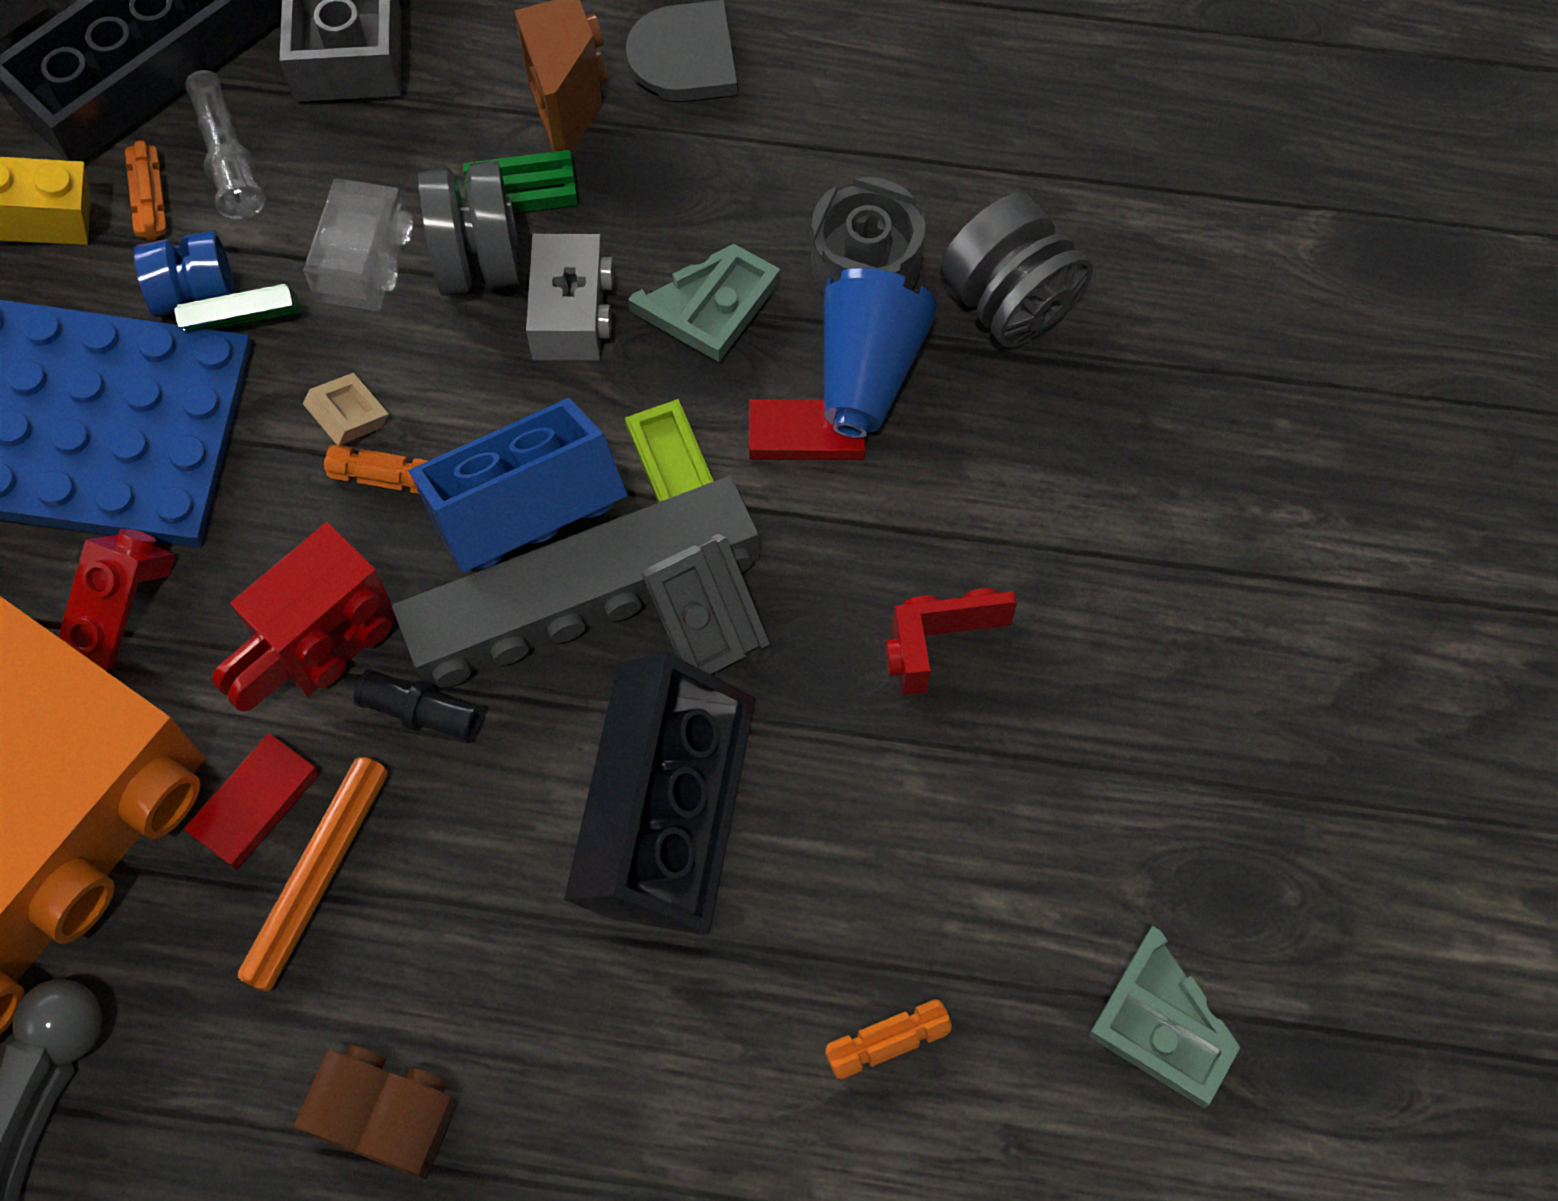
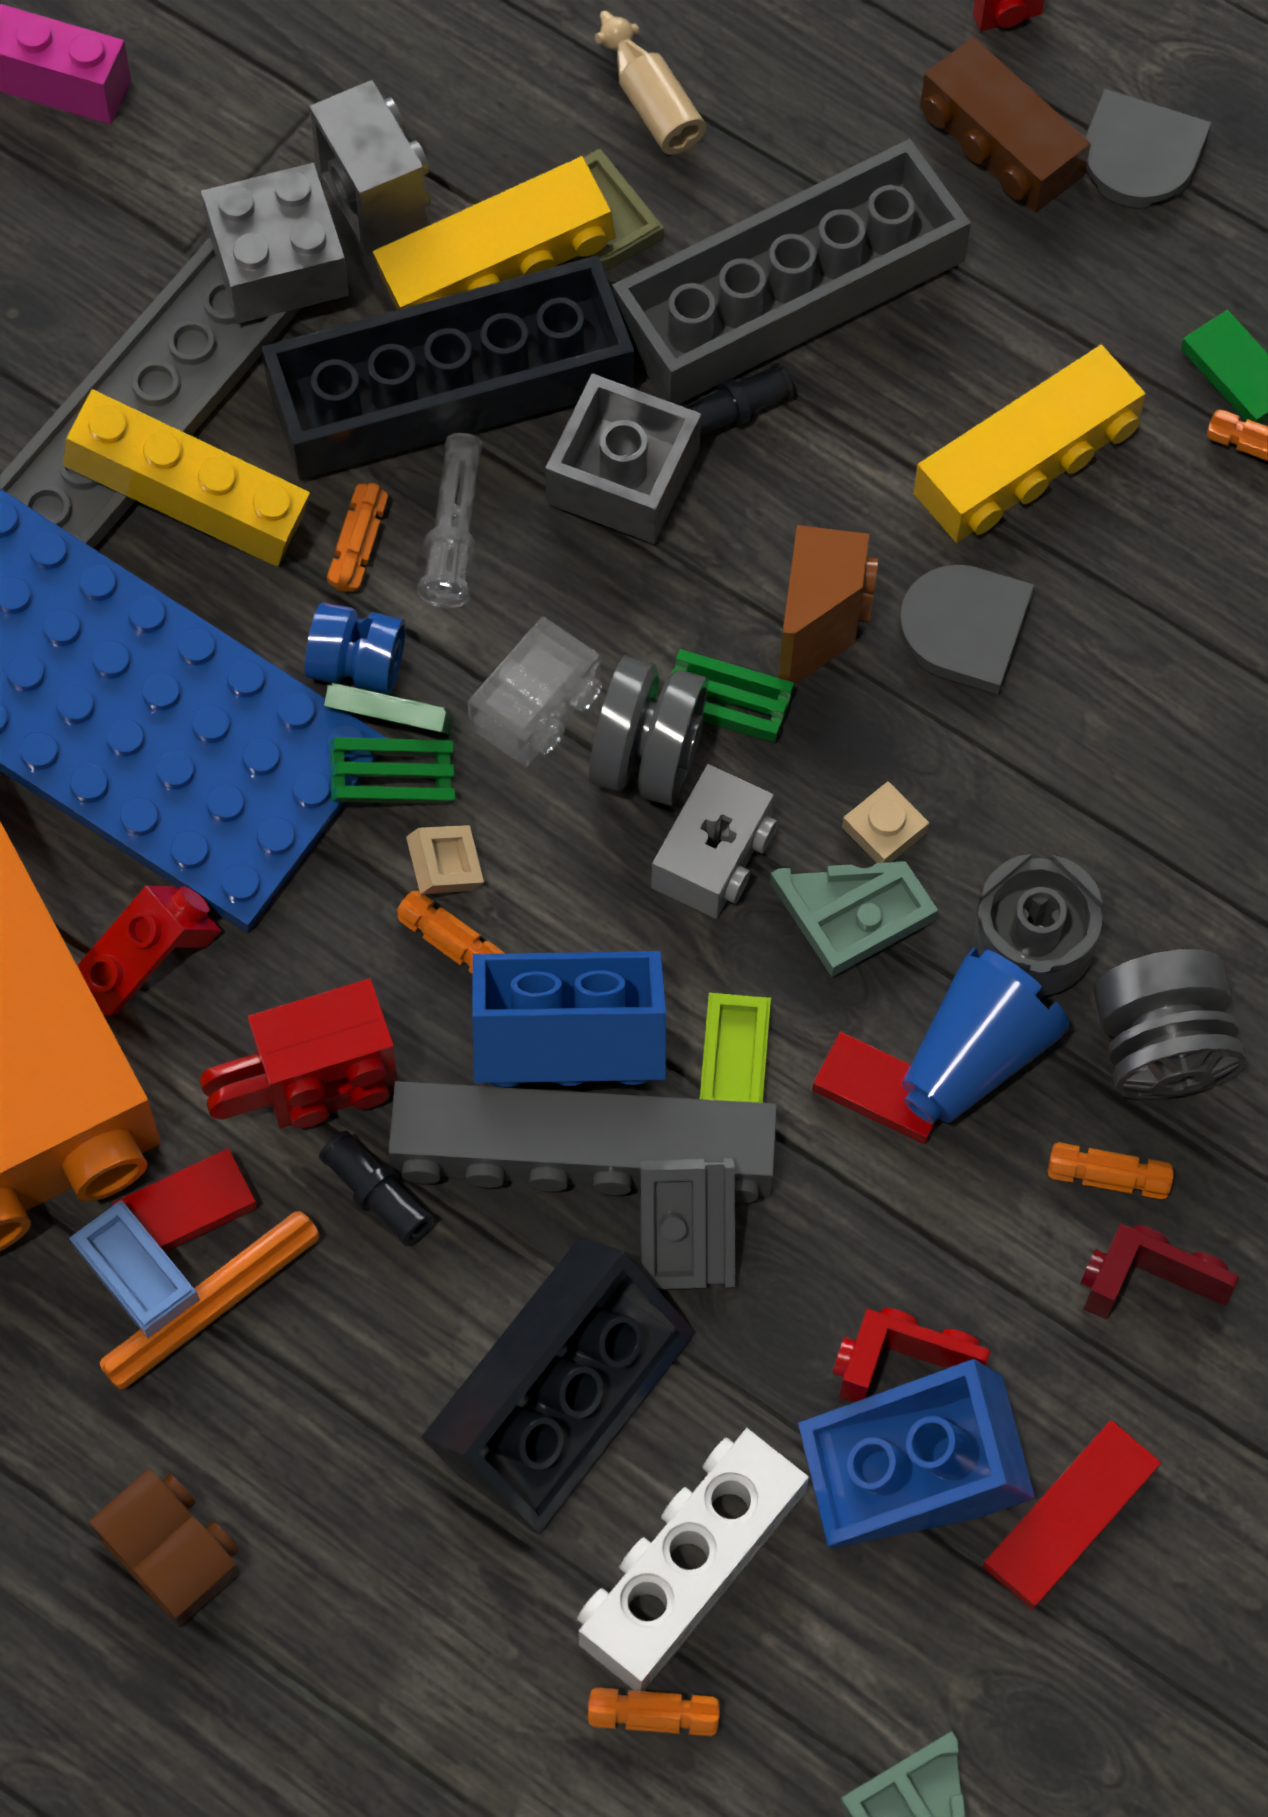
camera: 25 degrees right, 0 degrees up
(230, 877) = (134, 1269): none -> medium blue tile
(256, 337) = (441, 770): none -> green tile
(700, 226) = (885, 824): none -> tan plate
(848, 990) = (640, 1648): none -> white brick
(995, 711) = (917, 1457): none -> blue slope
(1025, 410) = (1110, 1170): none -> orange axle
(1095, 457) = (1152, 1253): none -> dark red bracket
(1146, 698) = (1071, 1515): none -> red tile

